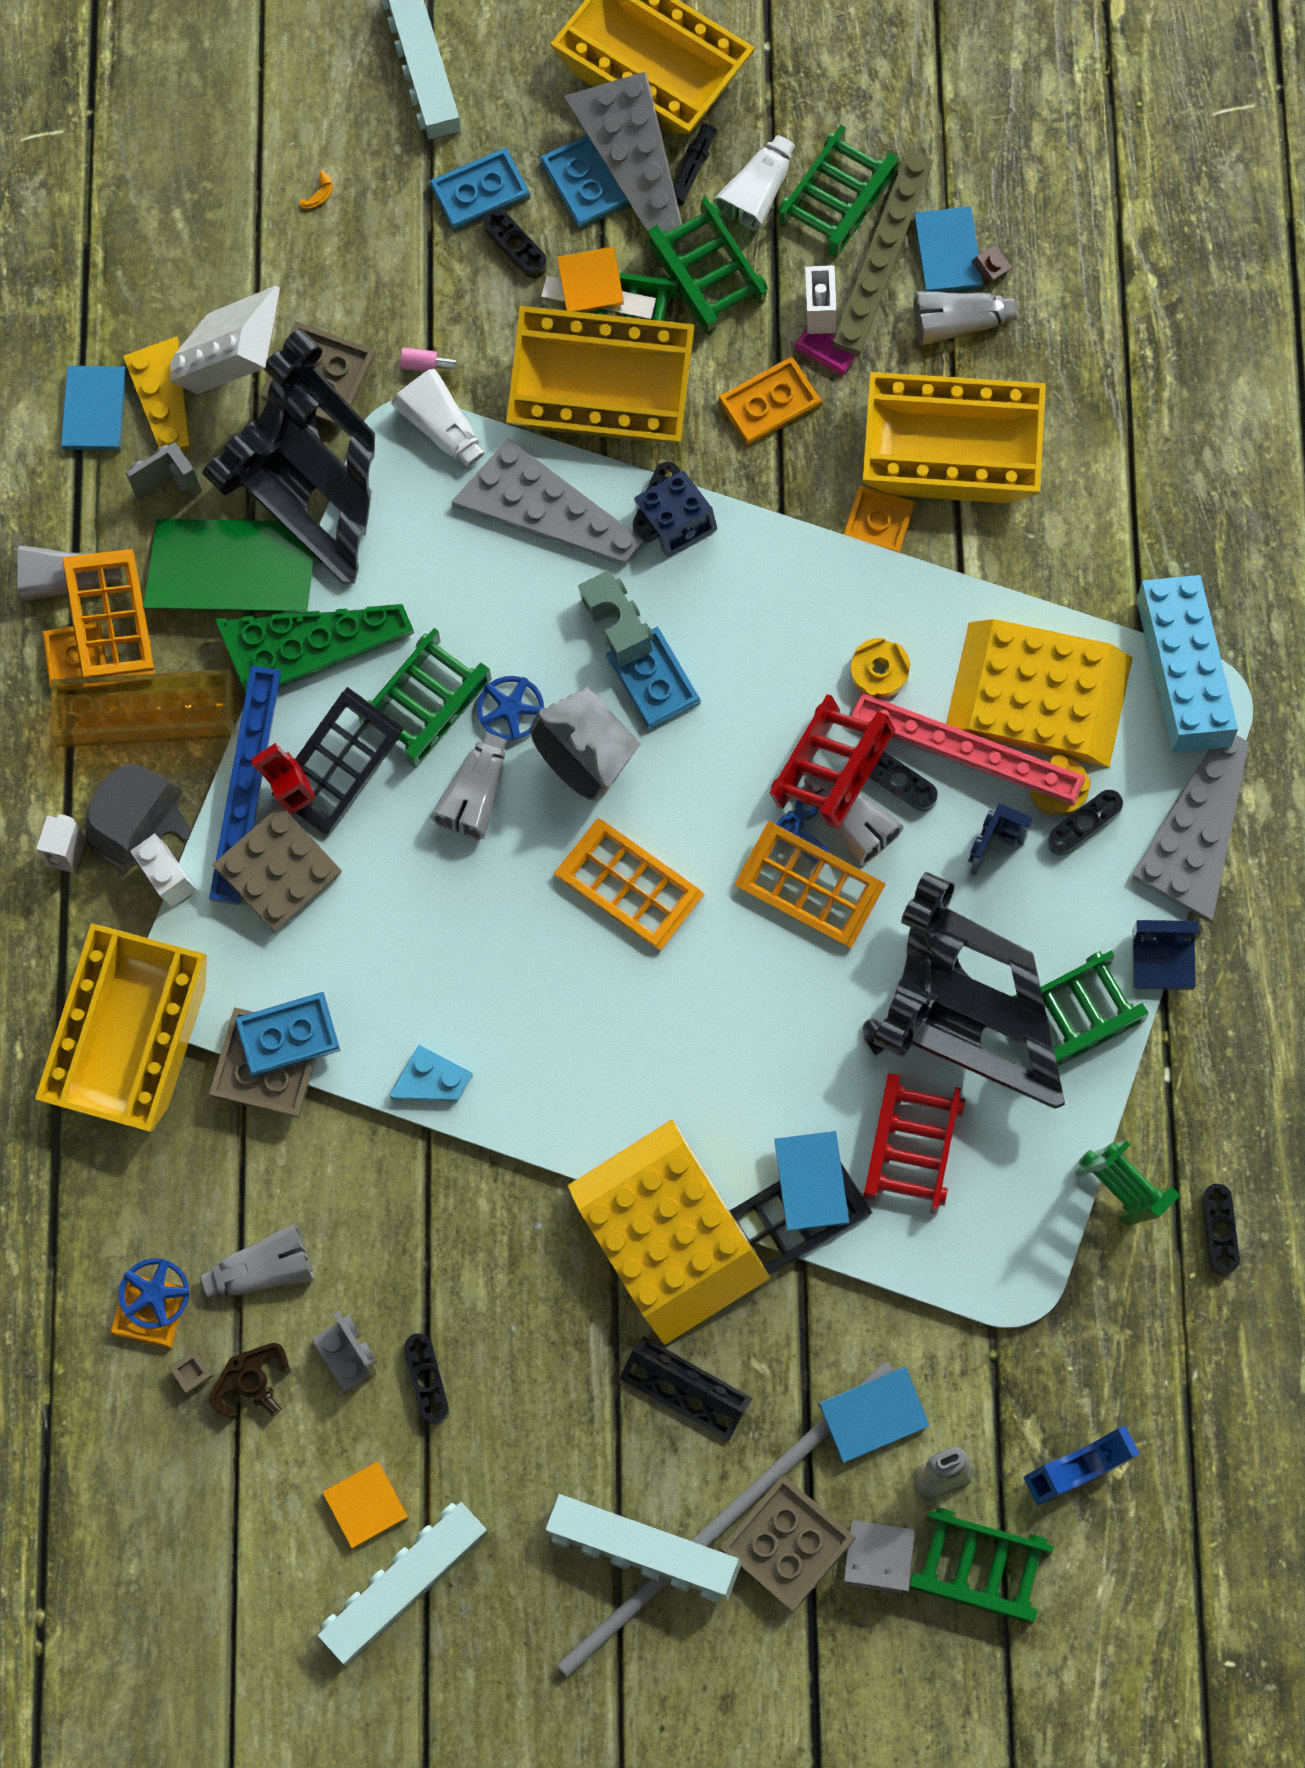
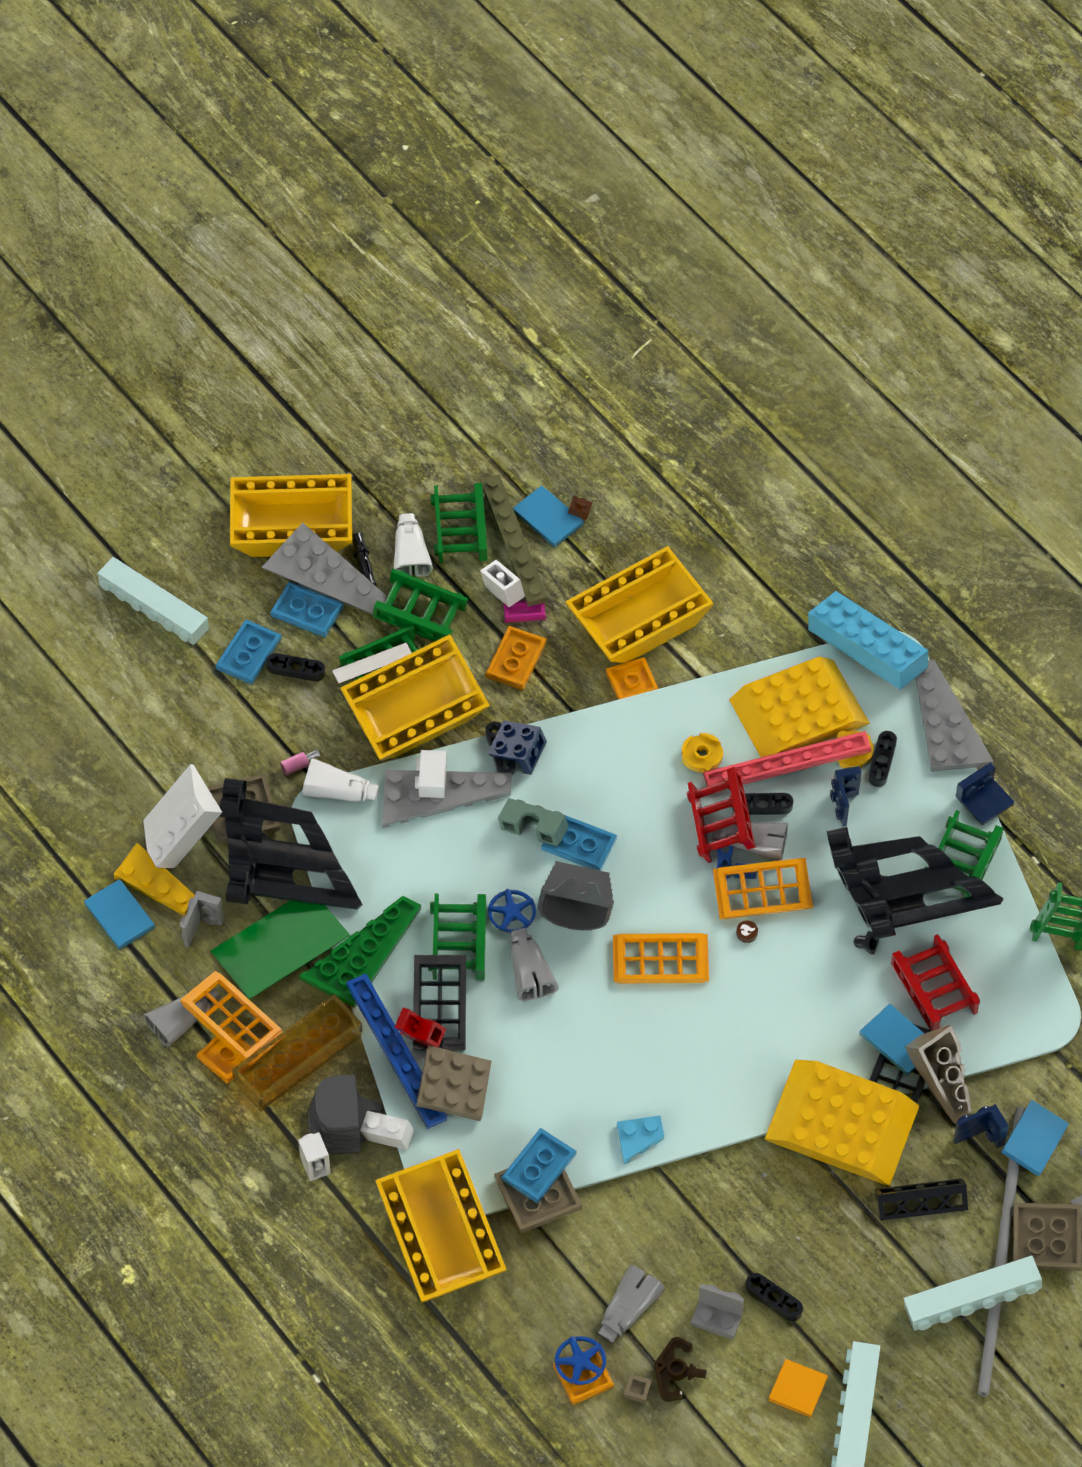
camera: 40 degrees left, 15 degrees down
(321, 195) = (156, 713): light orange piece -> none
(546, 480) = (432, 773): none -> white brick
(590, 280) = (362, 654): light orange tile -> none
(752, 922) = (747, 931): none -> reddish brown tile
(828, 1349) = (986, 1119): none -> dark blue bracket
(830, 1249) = (939, 1063): none -> dark tan wedge
(950, 315) = (577, 550): light grey piece -> none

